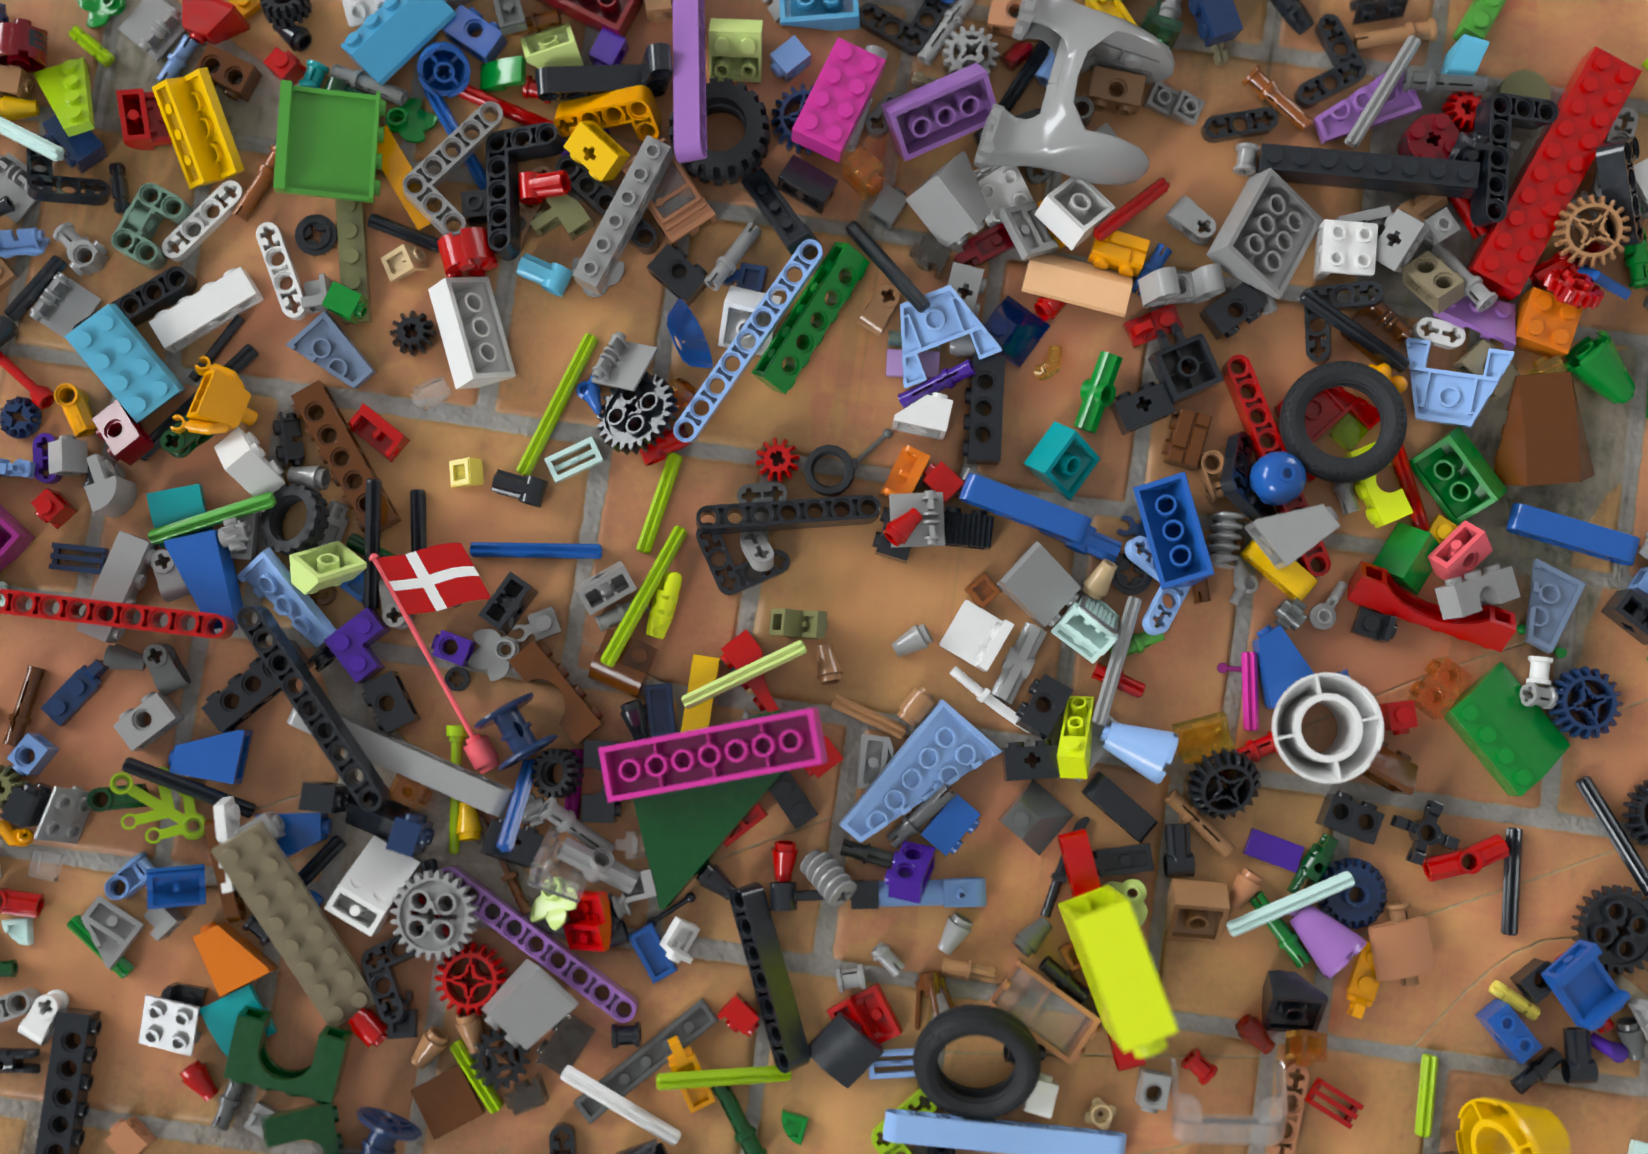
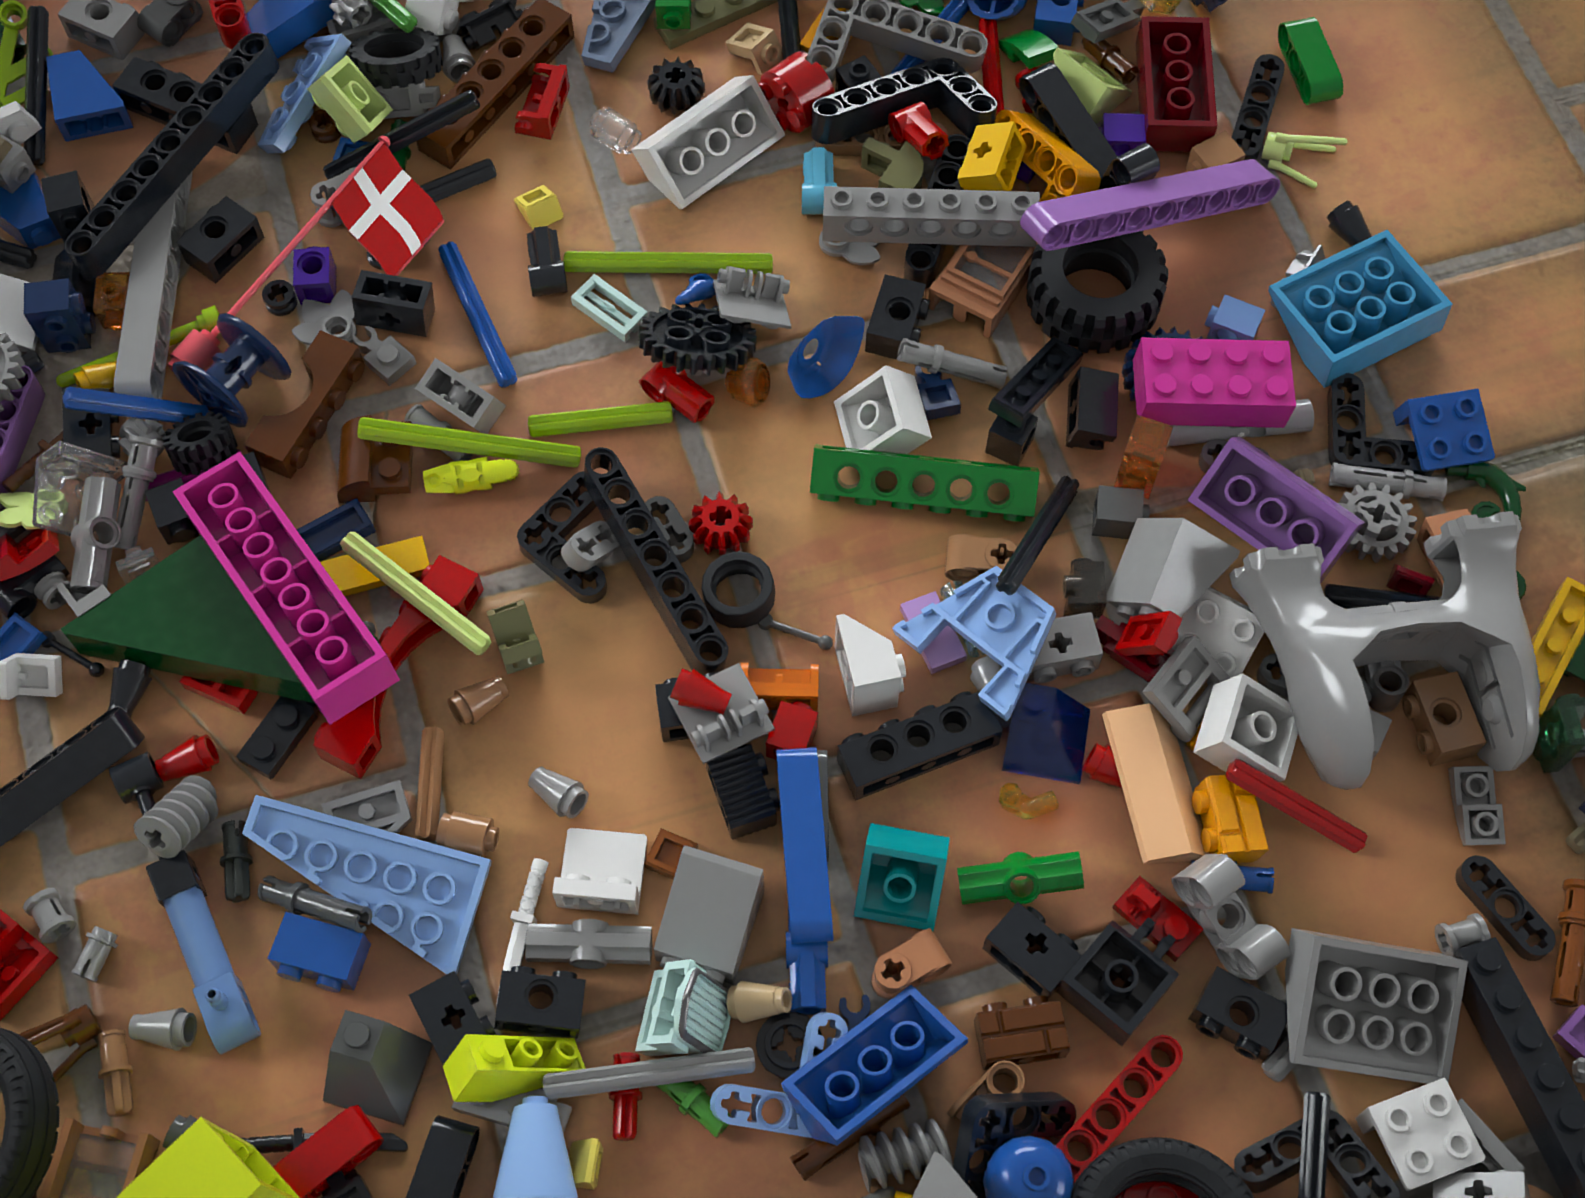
camera: 65 degrees right, 20 degrees down
(322, 659) = (245, 153): black bush -> none
(353, 642) = (275, 174): dark purple brick -> none
(635, 718) = (310, 503): black cone -> none
(735, 49) = (1209, 263): yellowish green slope -> none
(760, 333) = (860, 419): light blue beam -> none
(910, 872) = (225, 919): dark purple brick -> none
(946, 379) = (931, 671): dark purple pin -> none
(992, 236) = (1149, 634): none -> red hinge
(1117, 477) = (915, 961): none -> nougat piece
(1145, 718) = (585, 1162): none -> light yellow slope
(1188, 218) = (1331, 895): light grey piece -> none

